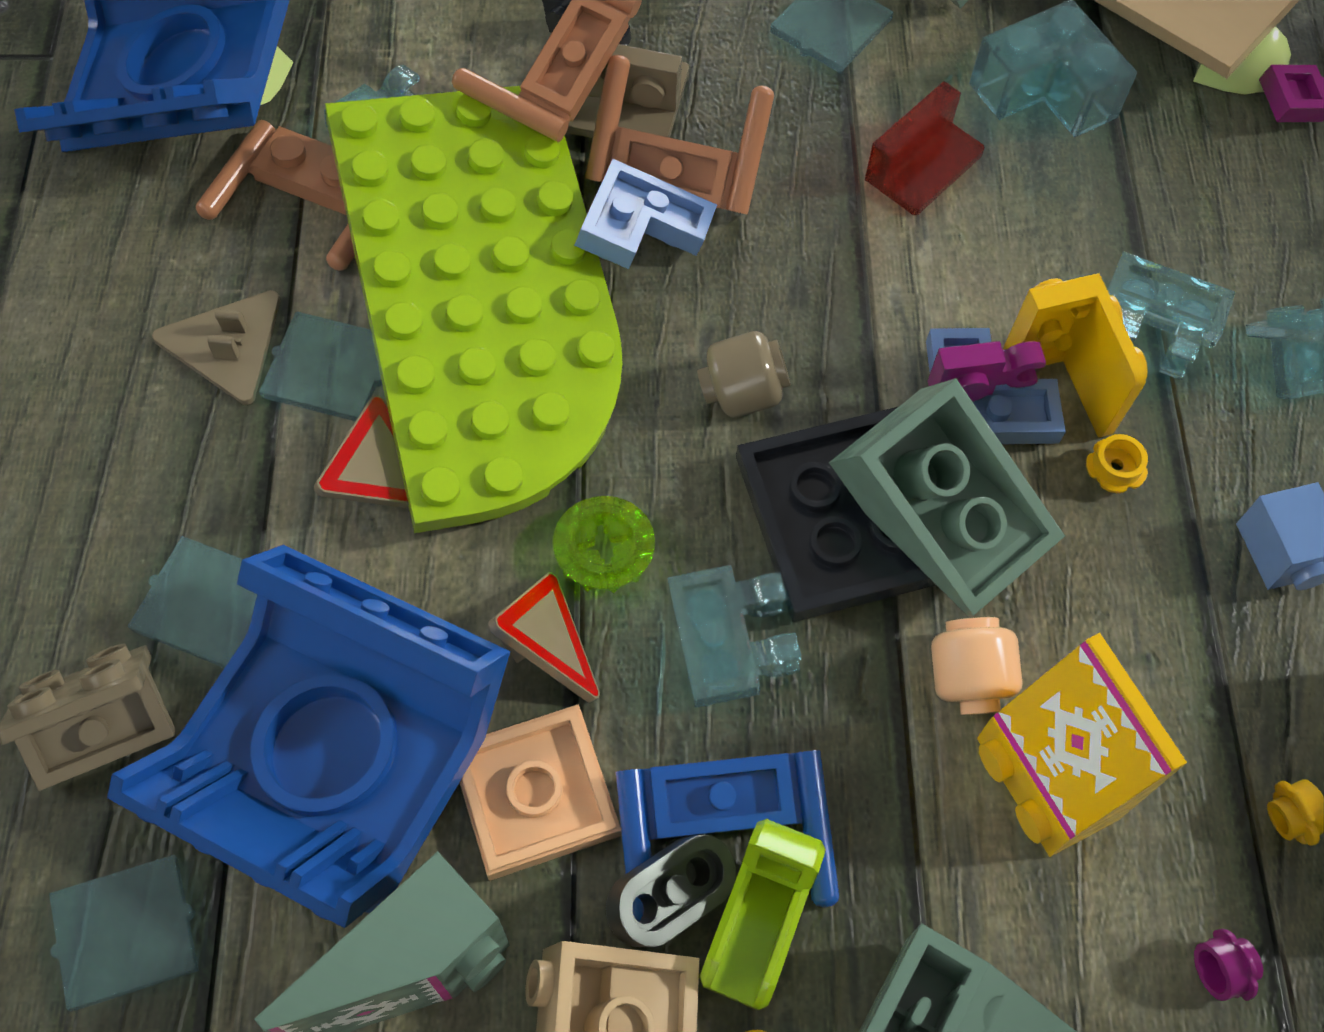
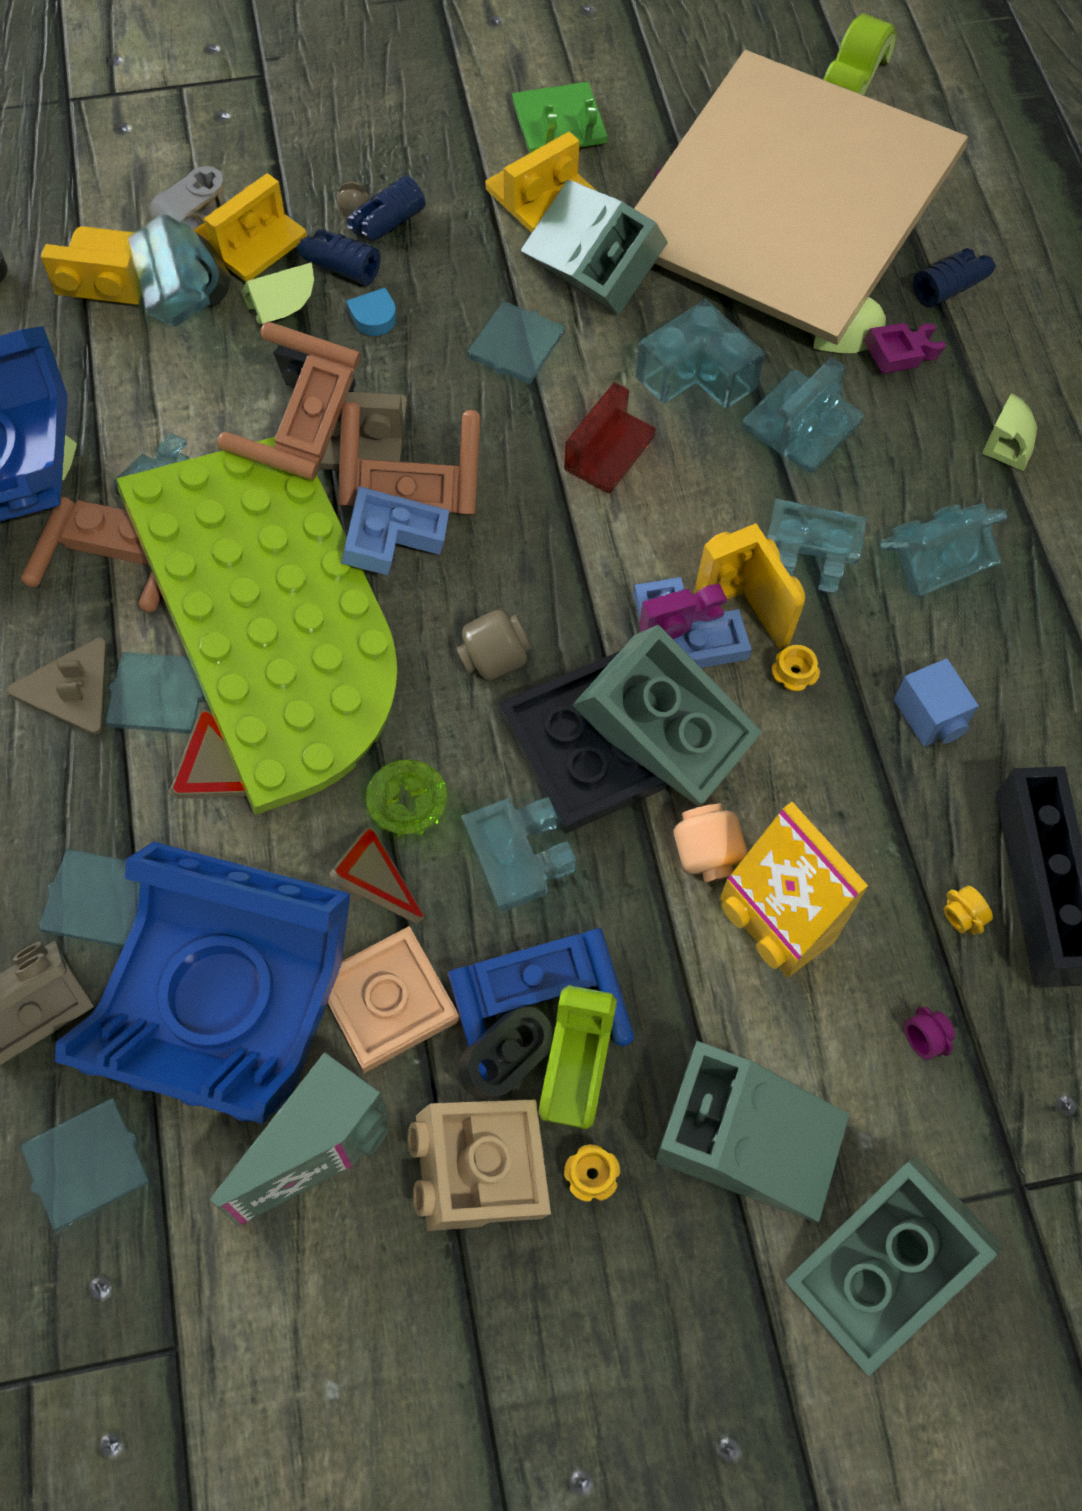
camera: 10 degrees left, 0 degrees up
(1175, 158) = (805, 416): none -> clear light blue bracket

